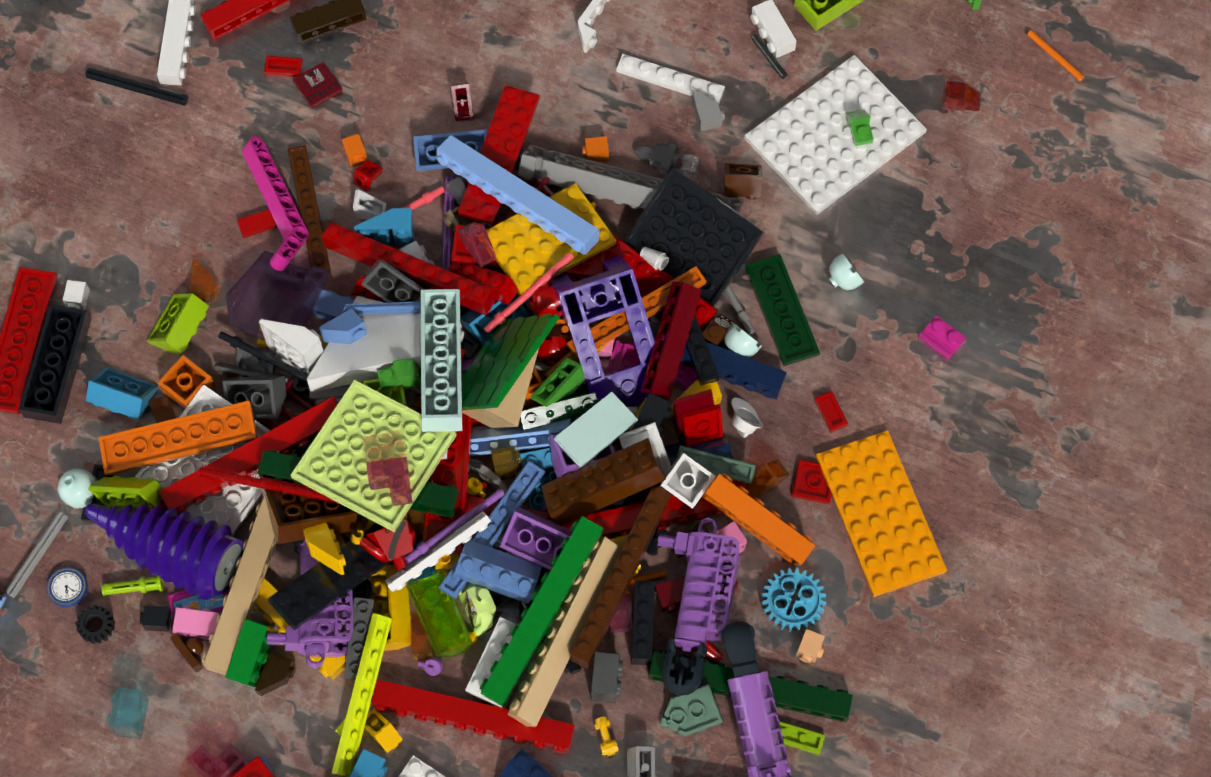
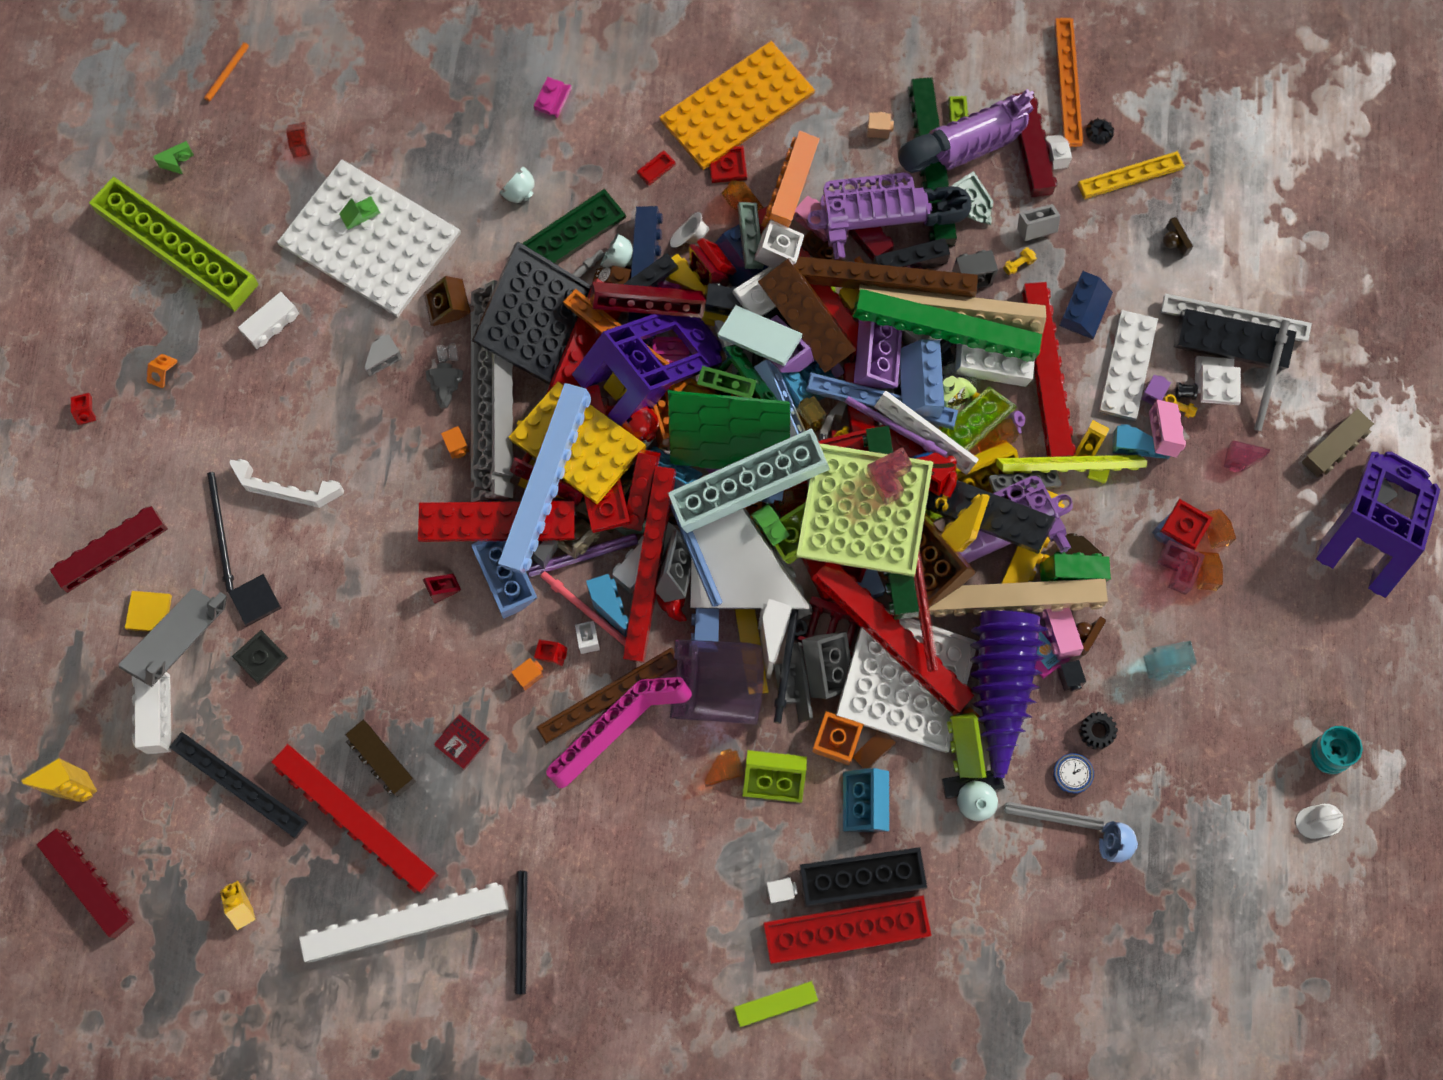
camera: 110 degrees left, 5 degrees up
(145, 584) = (1045, 702): lime pin -> none
(178, 438) = (899, 718): orange plate -> none
(256, 223) = (639, 742): red tile -> none
(283, 66) = (449, 786): red tile -> none
(344, 328) = (738, 593): medium blue slope -> none
(478, 243) = (608, 498): clear pink slope -> none
(501, 317) = (672, 461): coral bar -> none
(655, 258) = (562, 345): white cone -> none
(668, 78) = (352, 402): white plate -> none
(768, 55) = (300, 318): pearl dark grey bar -> none
(810, 606) = (842, 163): medium azure gear -> none

